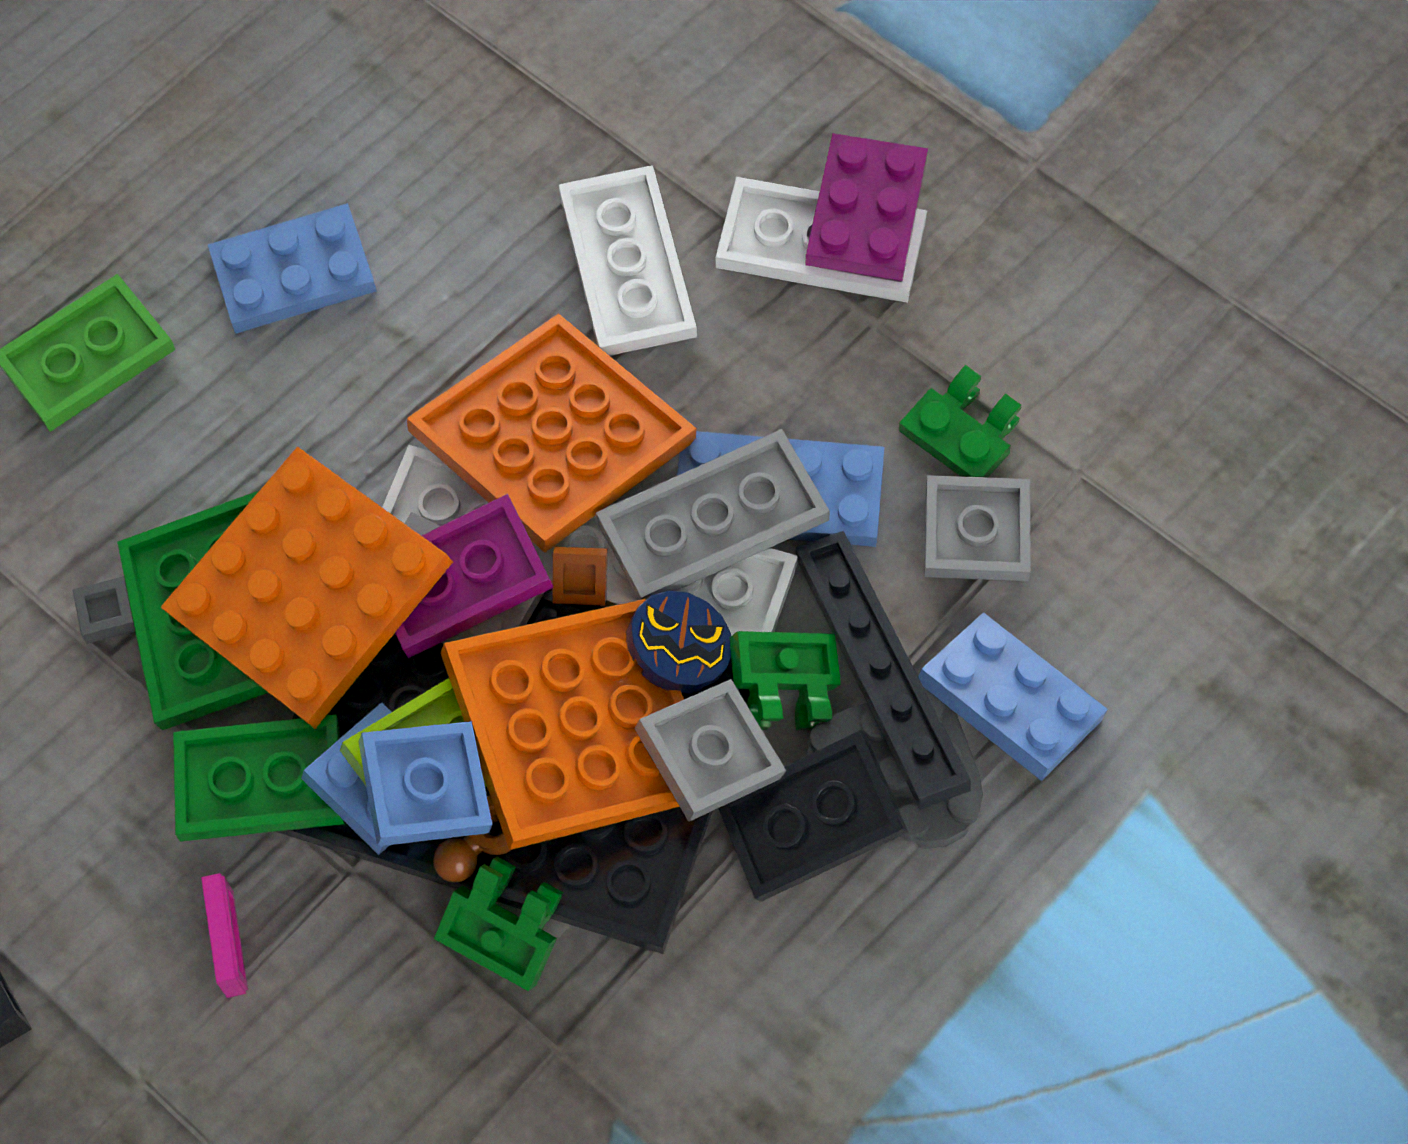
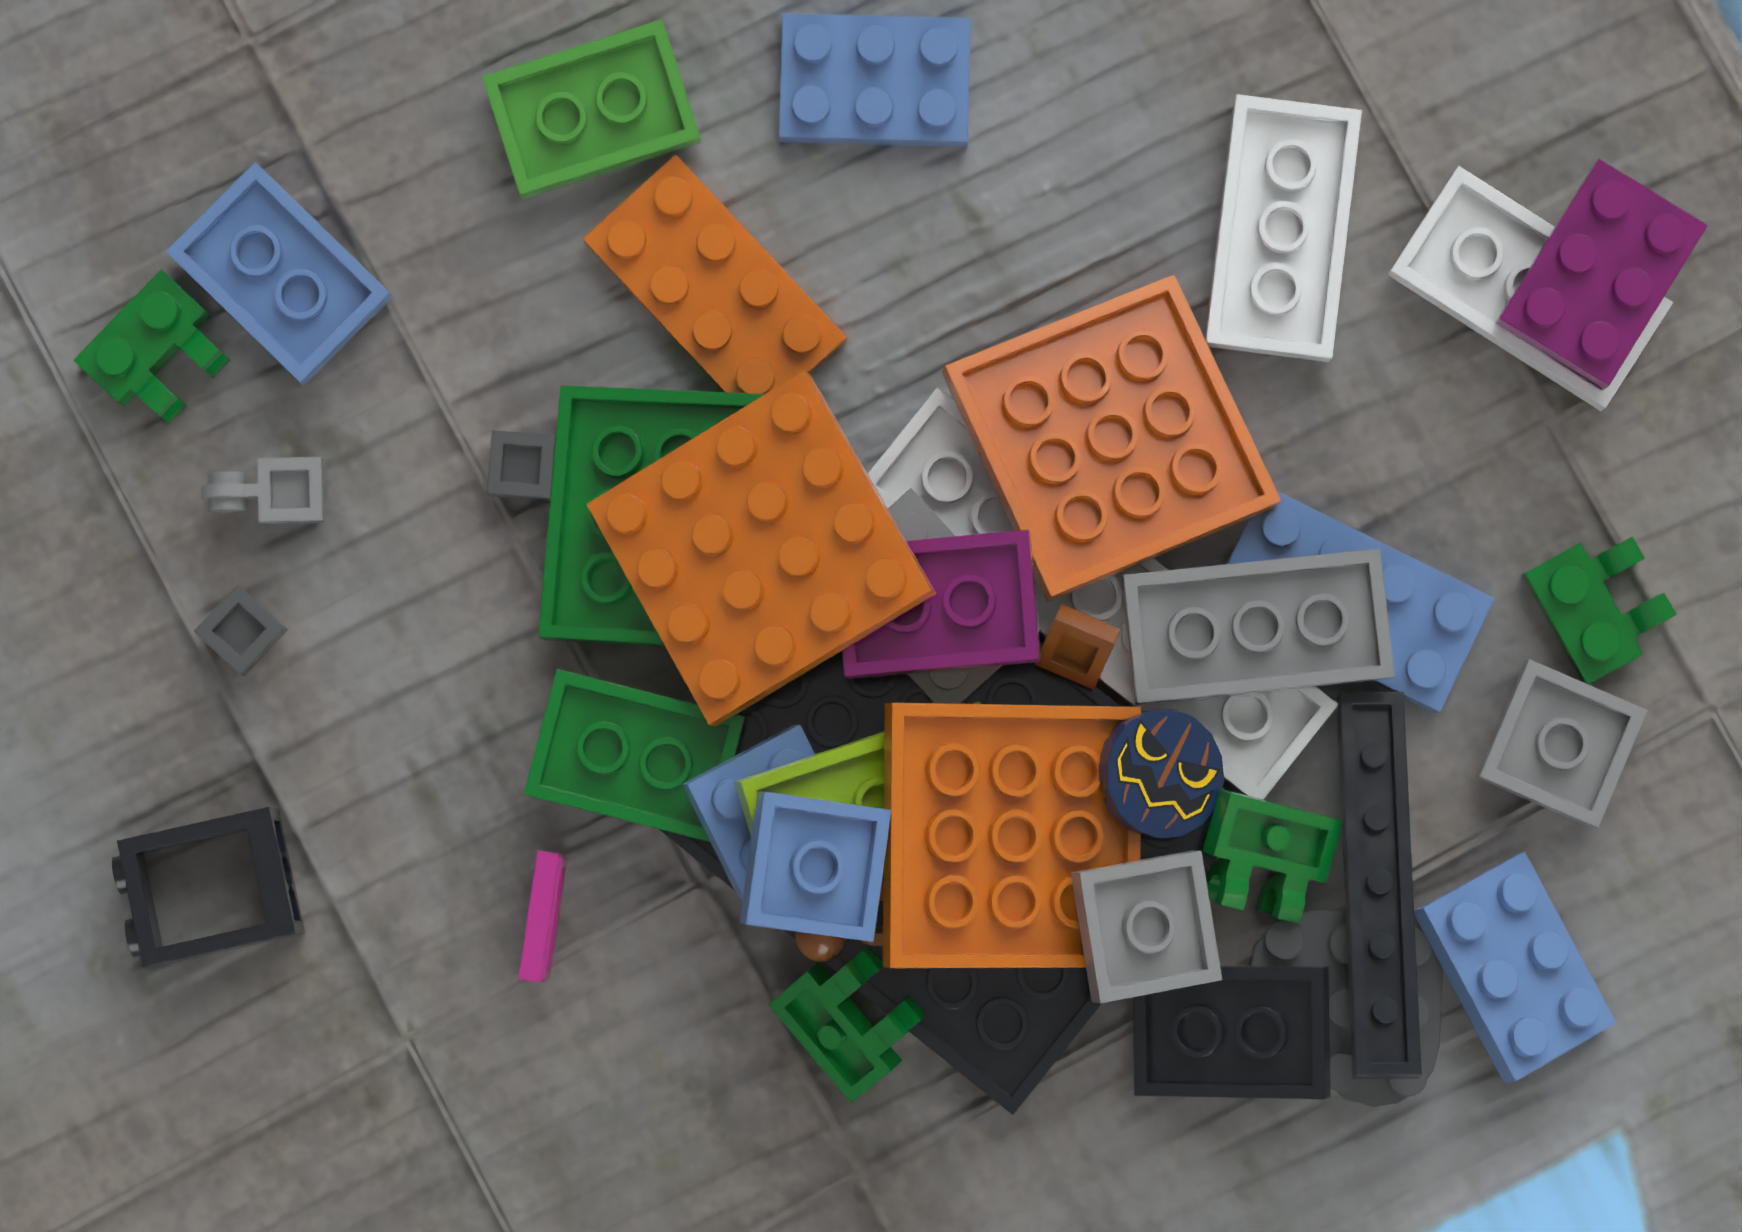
camera: 20 degrees right, 20 degrees up
(207, 435) = (712, 284): none -> orange plate

